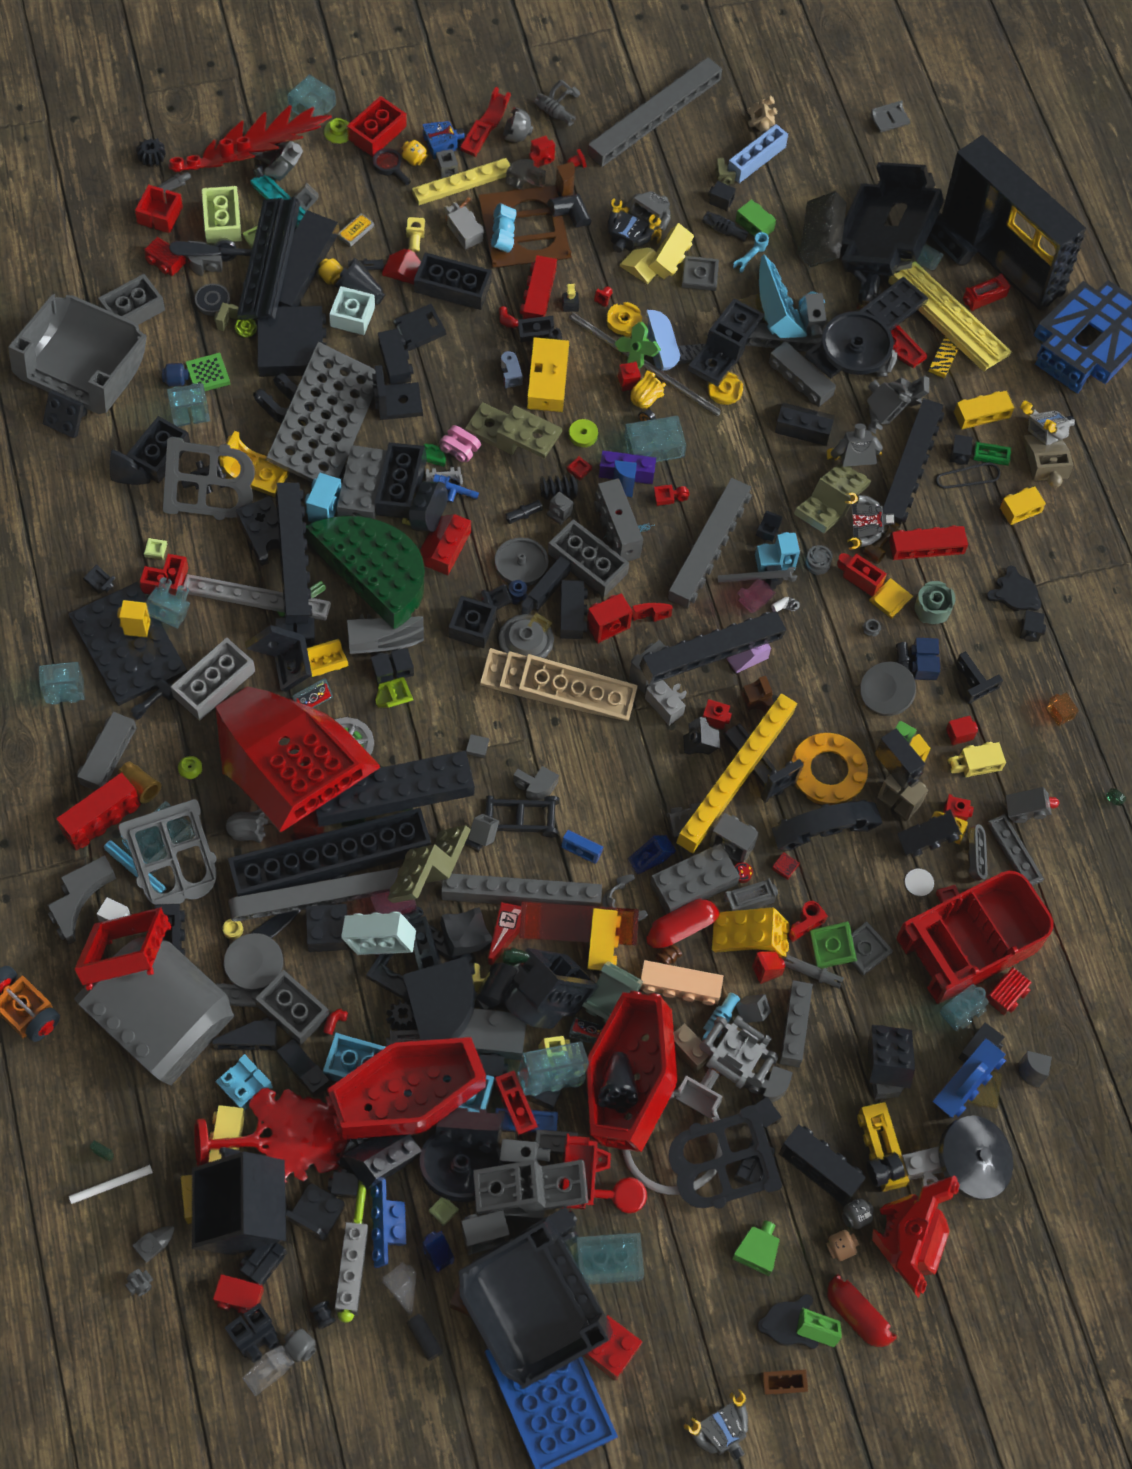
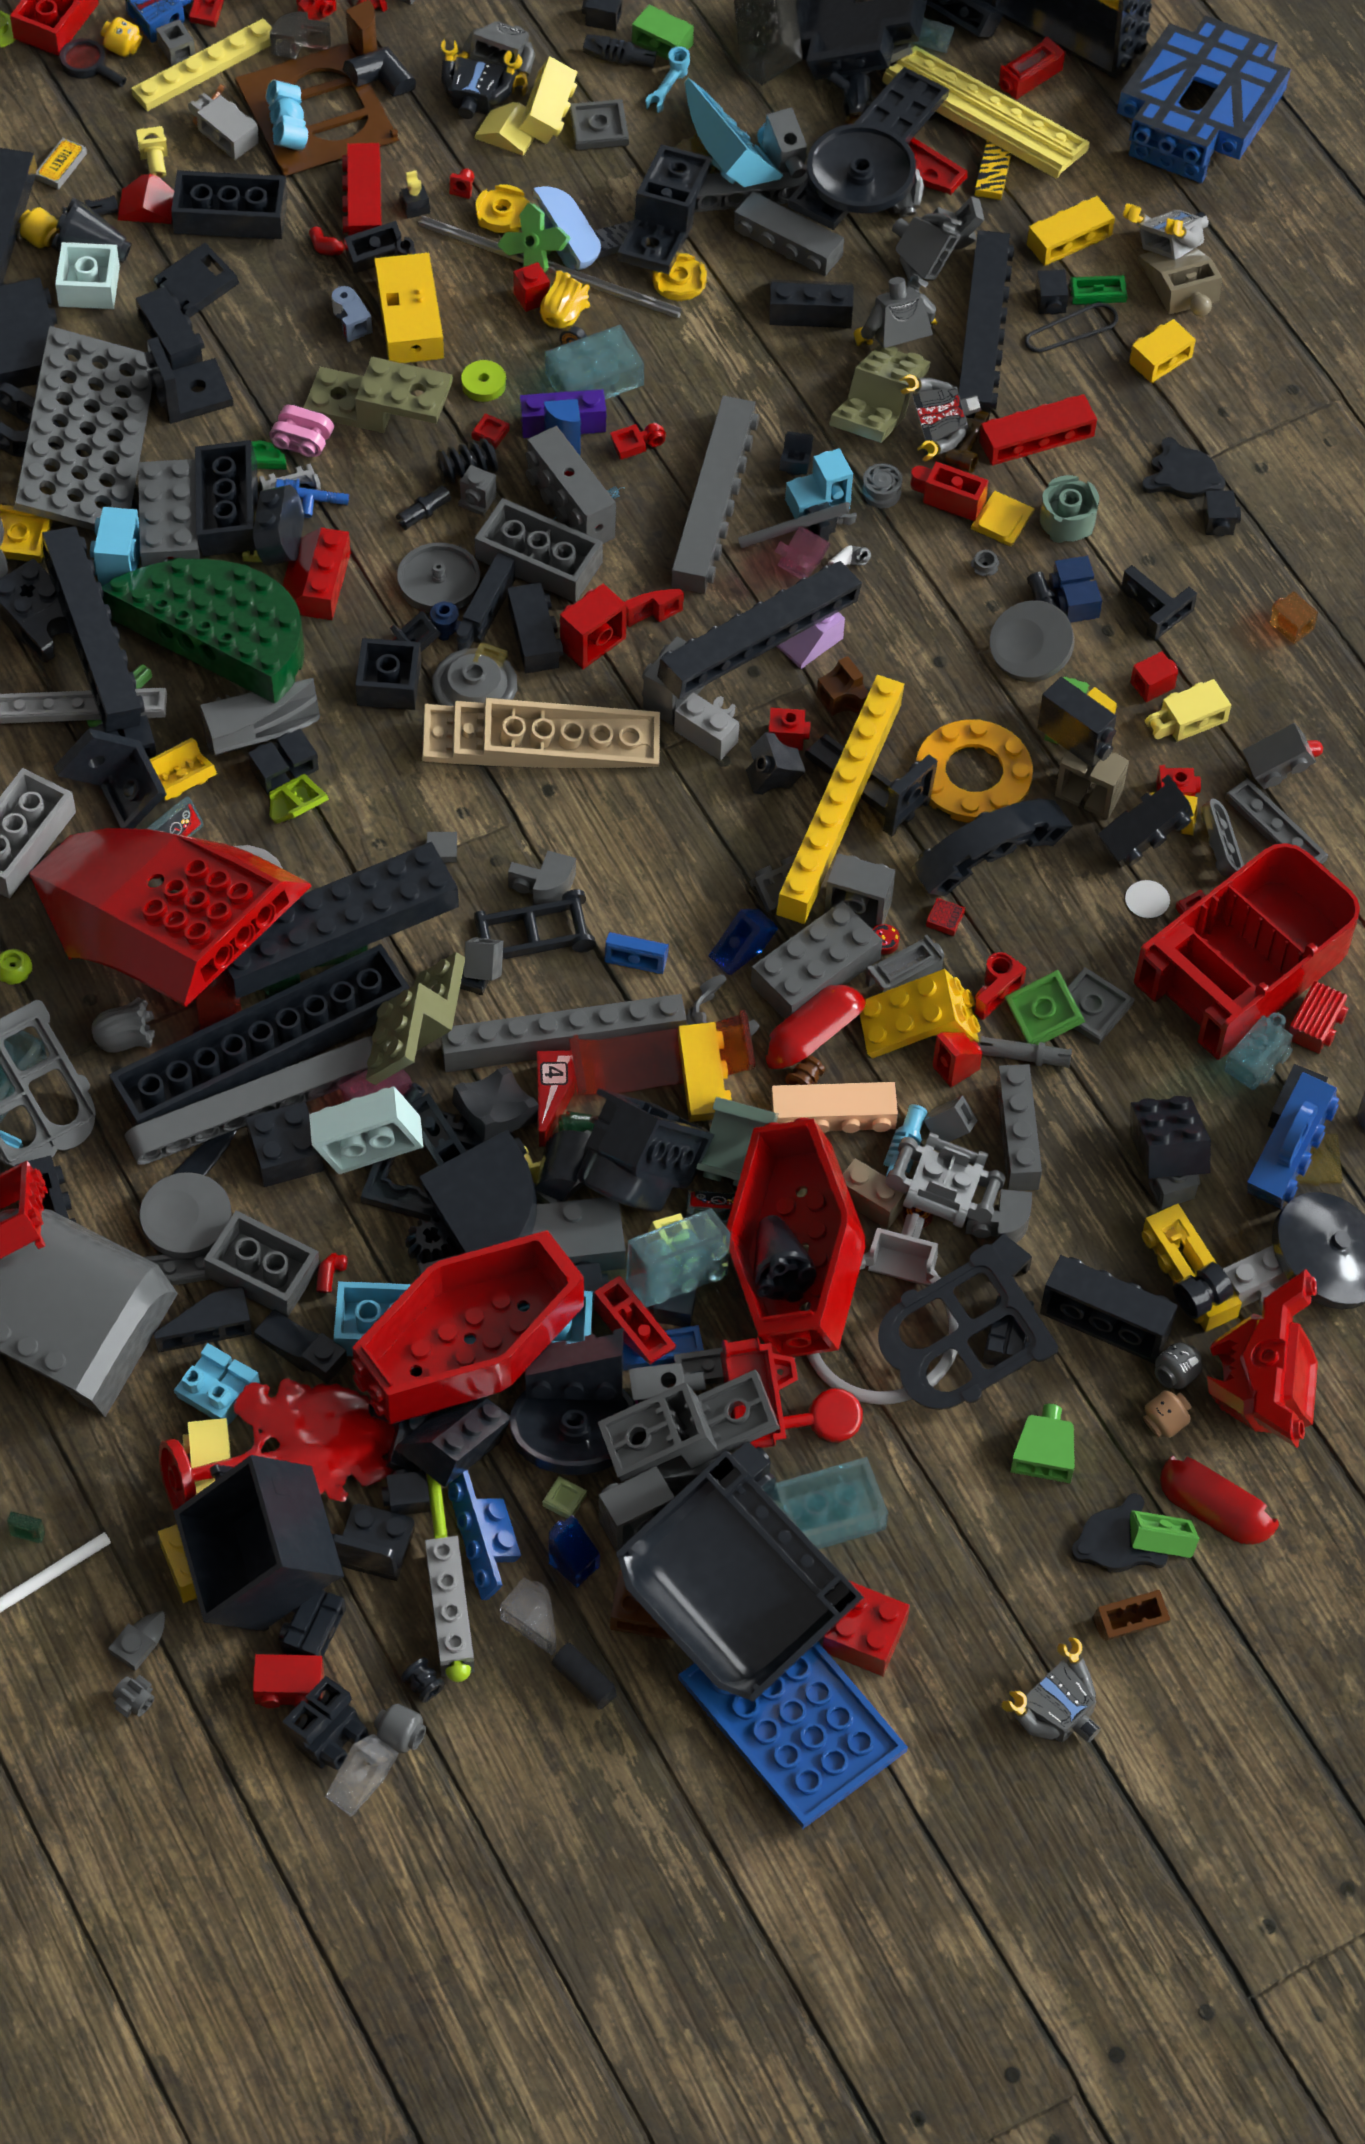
camera: 10 degrees left, 5 degrees down
(232, 929) = (139, 1178): light yellow tile -> none

